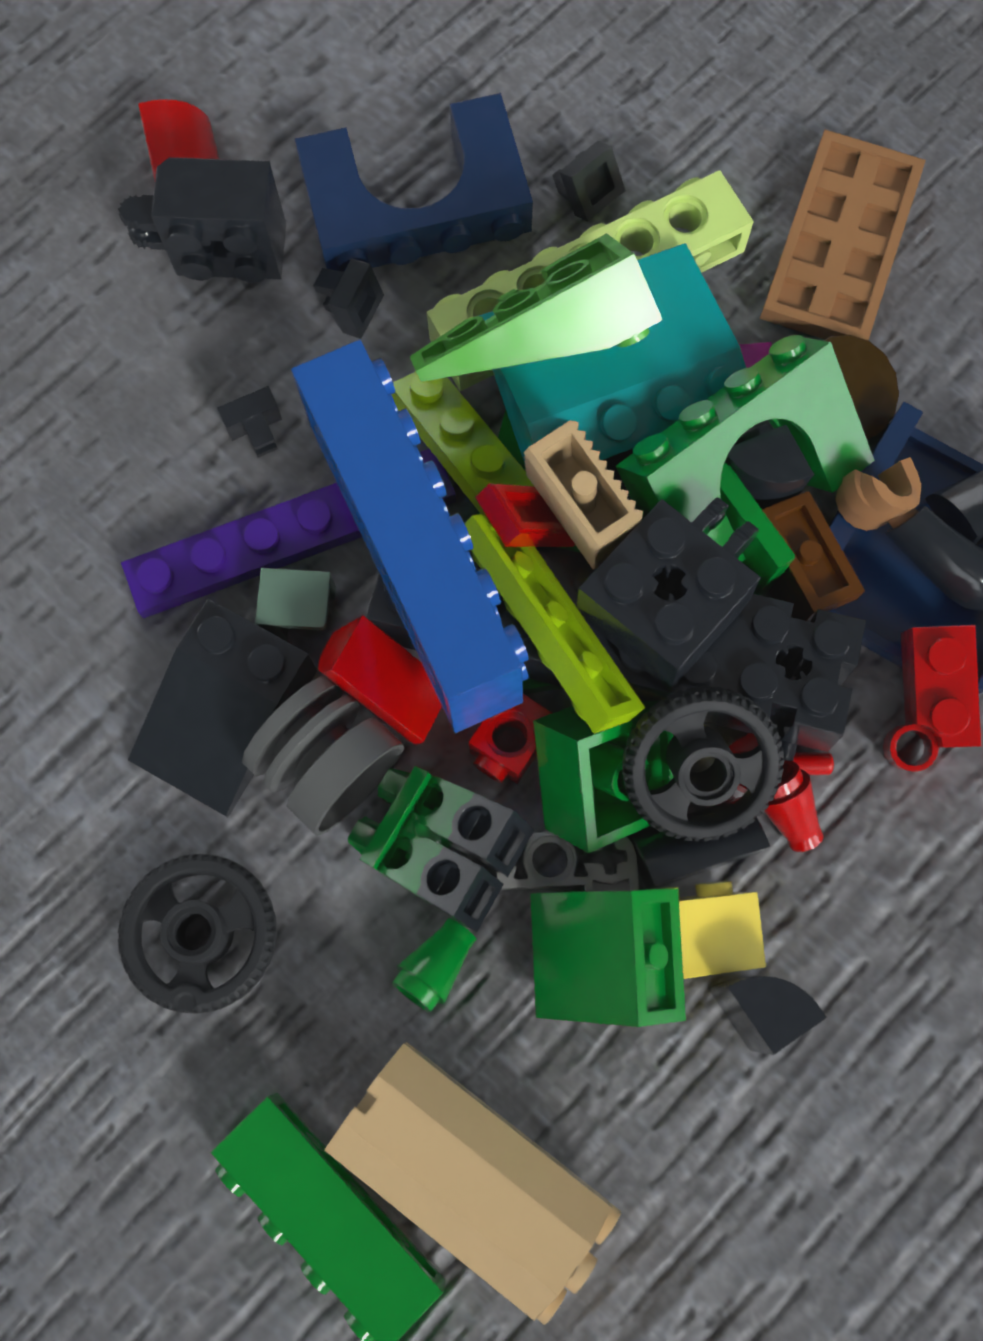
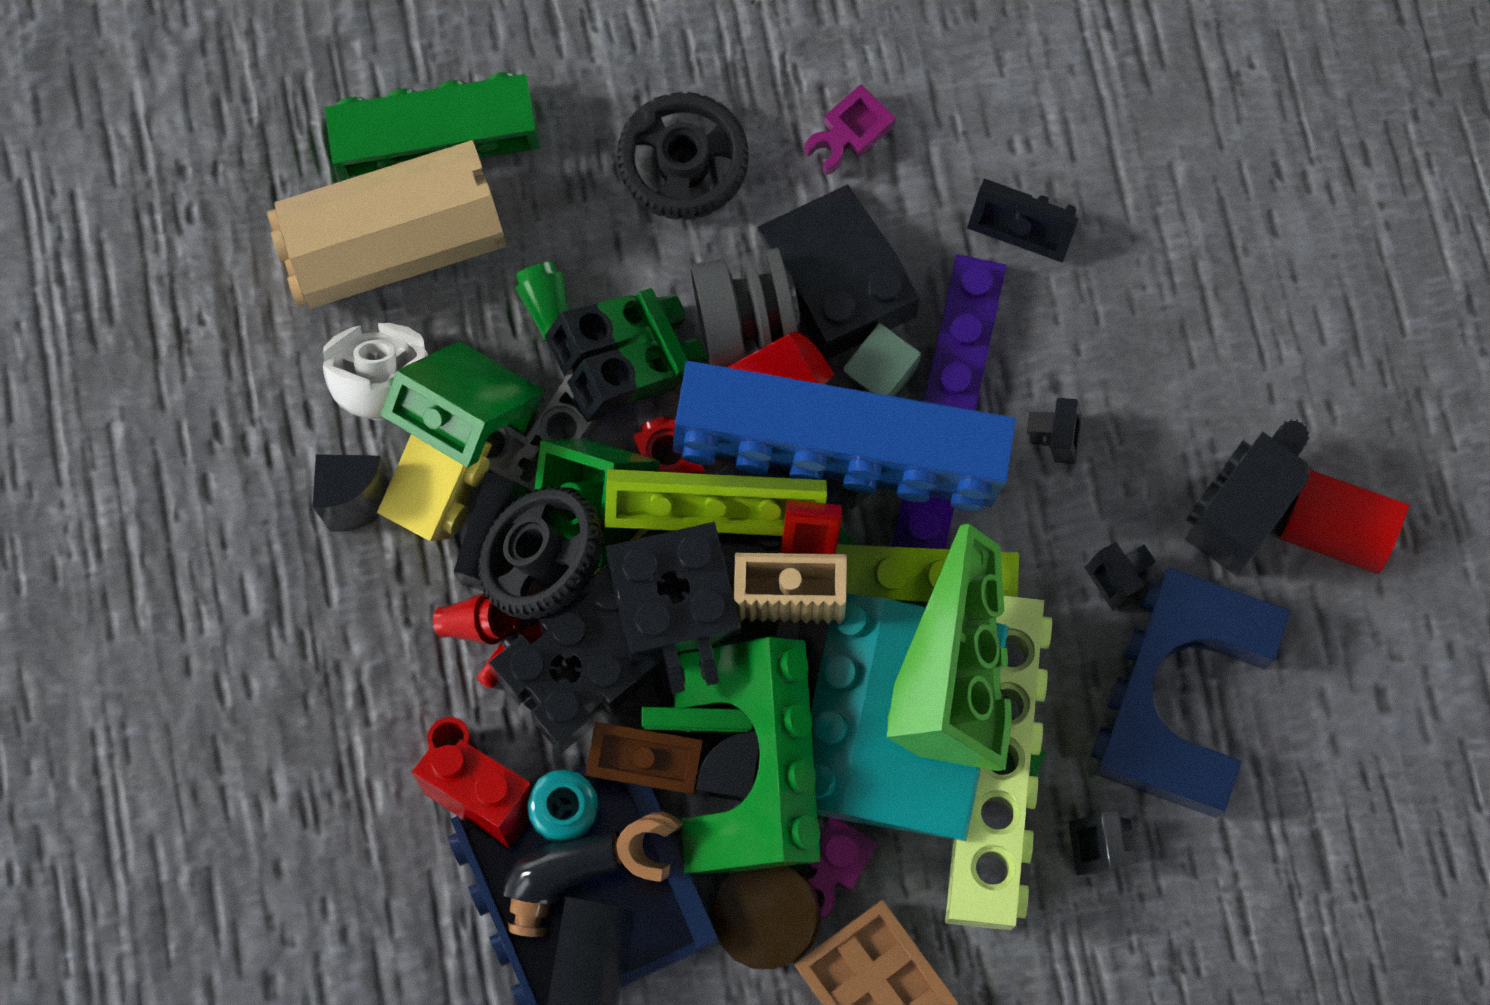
camera: 125 degrees right, 0 degrees up
(62, 787) = (852, 124): none -> magenta plate
(65, 571) = (1023, 220): none -> black plate
(626, 1081) = (364, 365): none -> white cylinder
(899, 597) = (557, 786): none -> teal head

